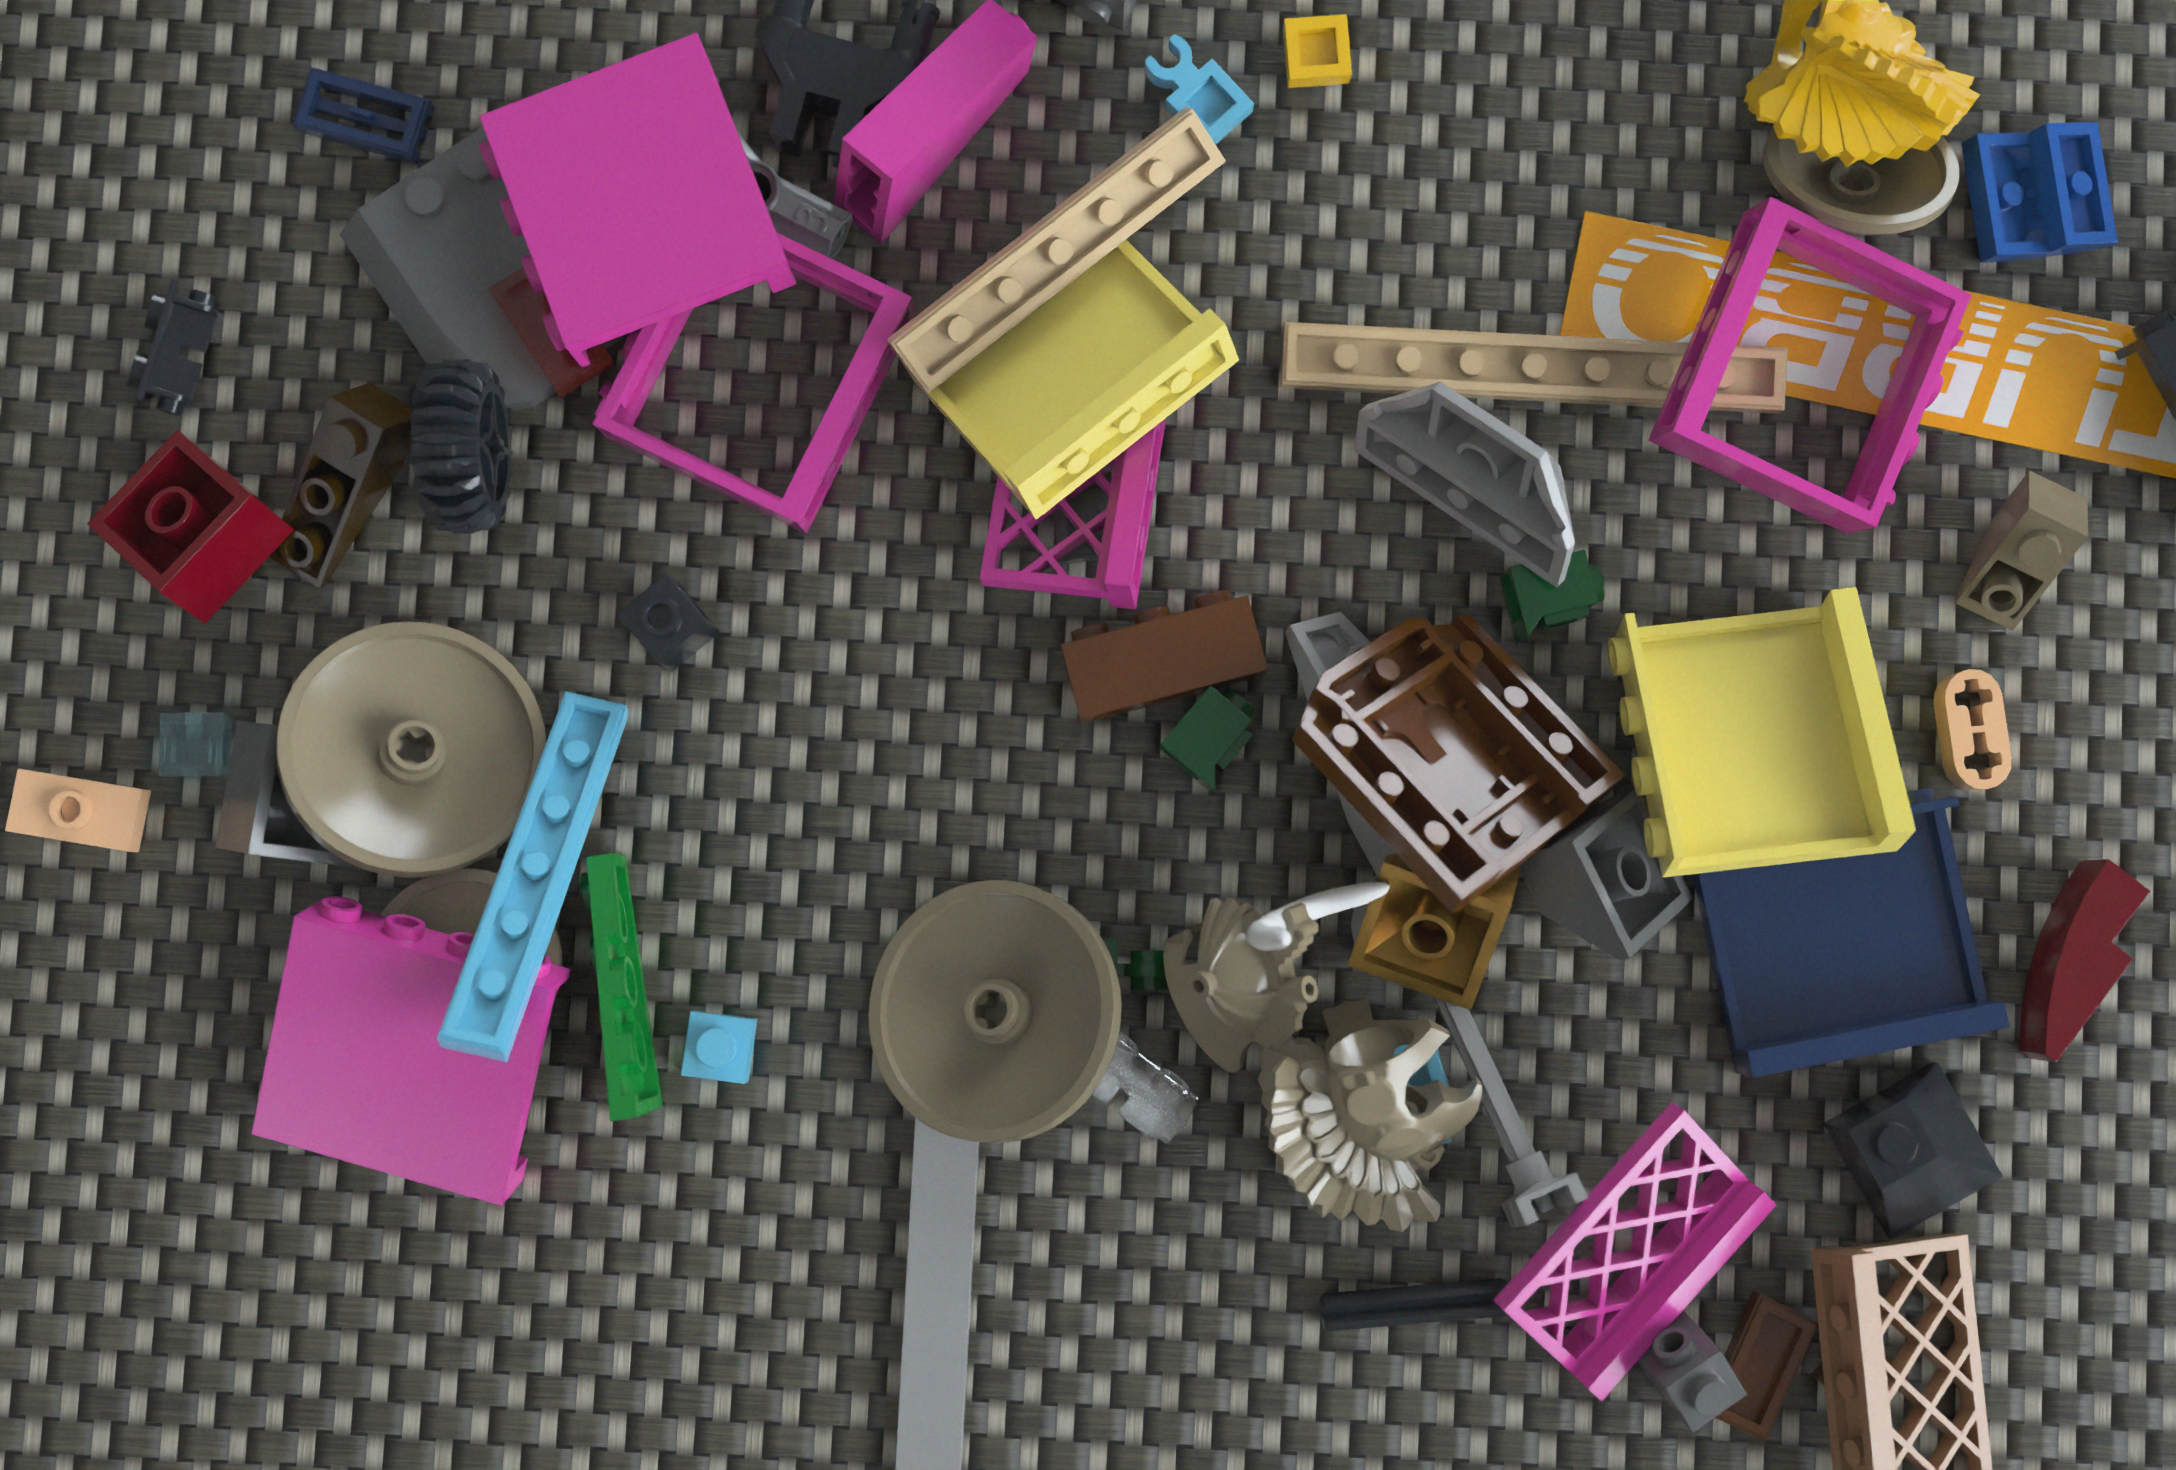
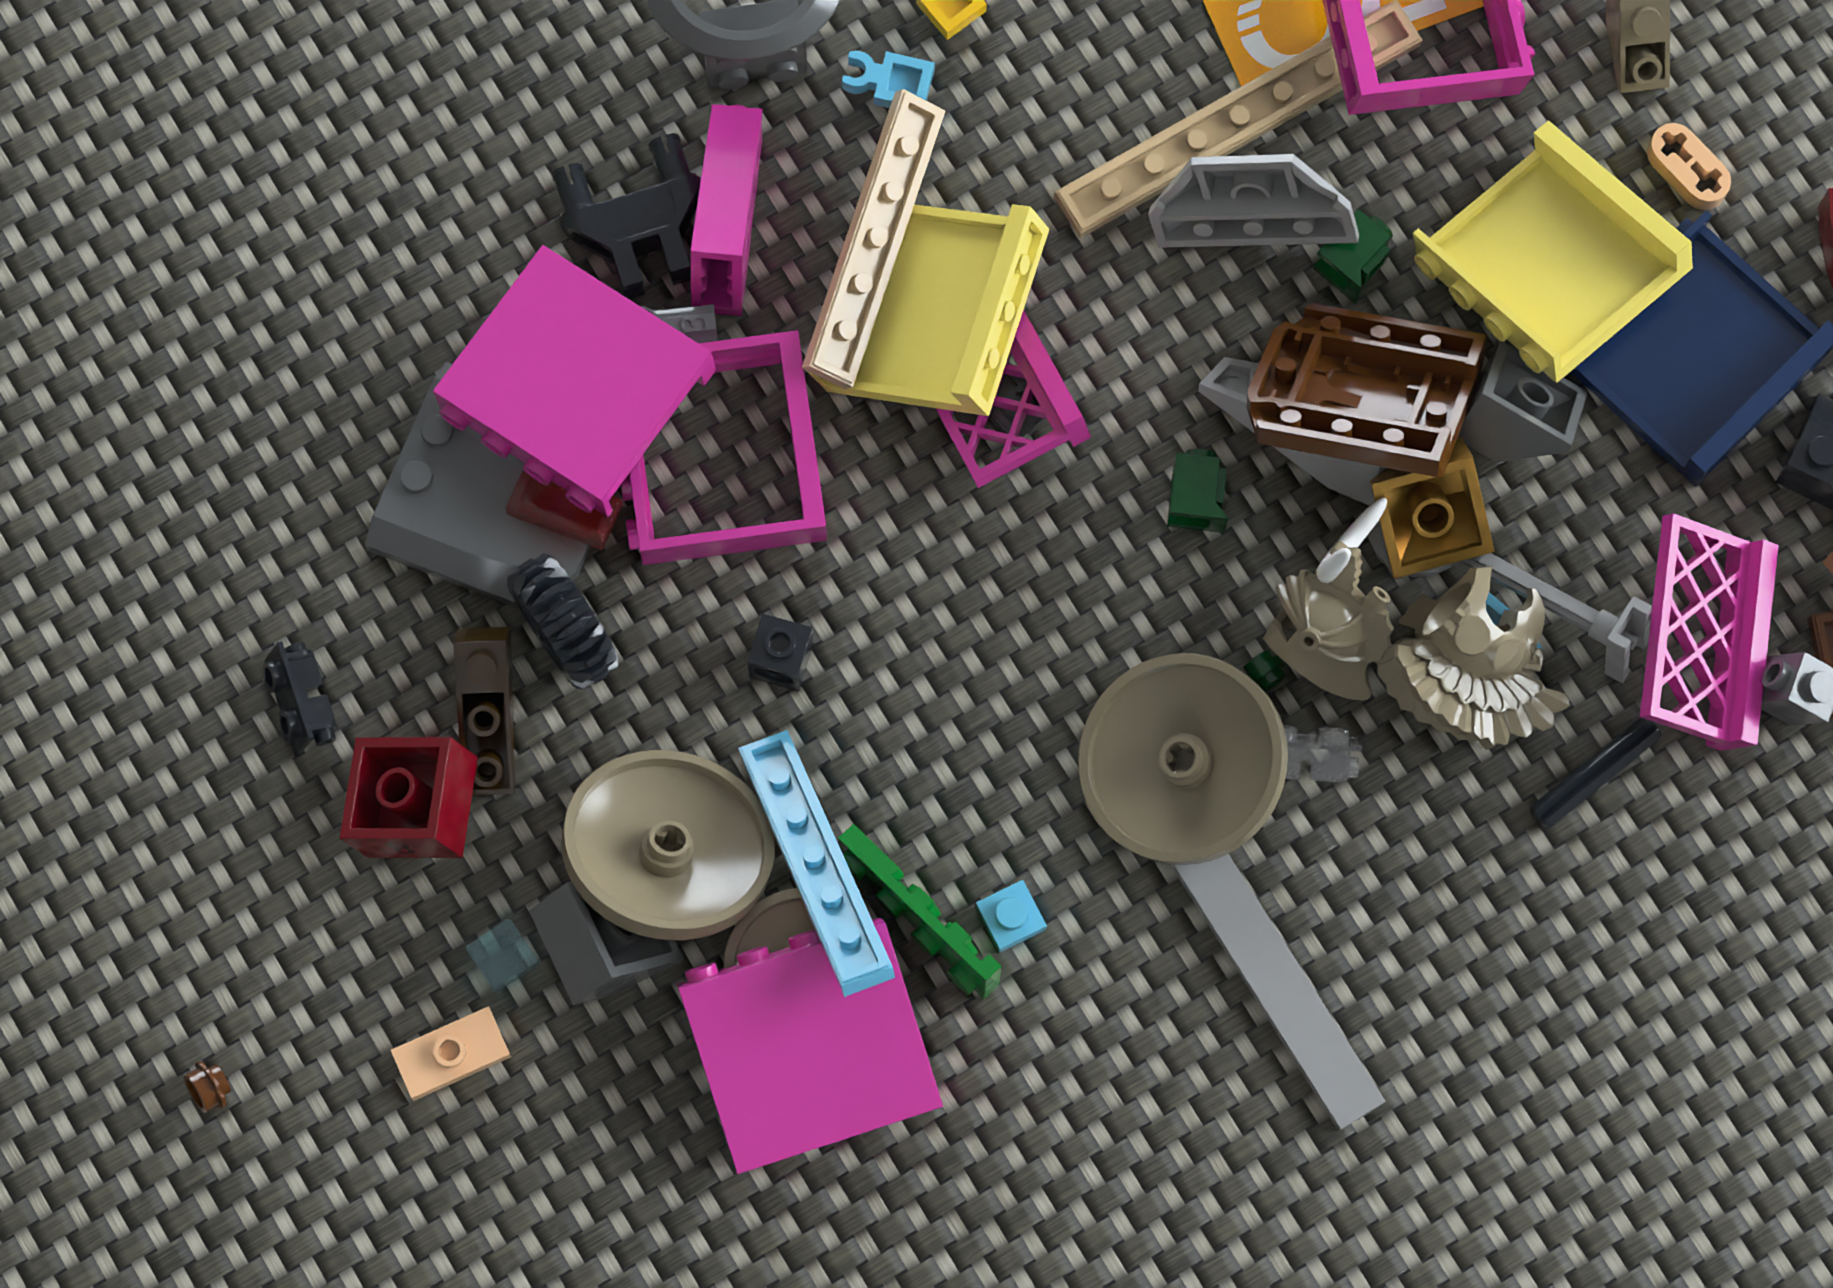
camera: 40 degrees left, 10 degrees down
(411, 130) = (328, 474): dark blue tile -> none
(1163, 656) = (1129, 460): reddish brown brick -> none

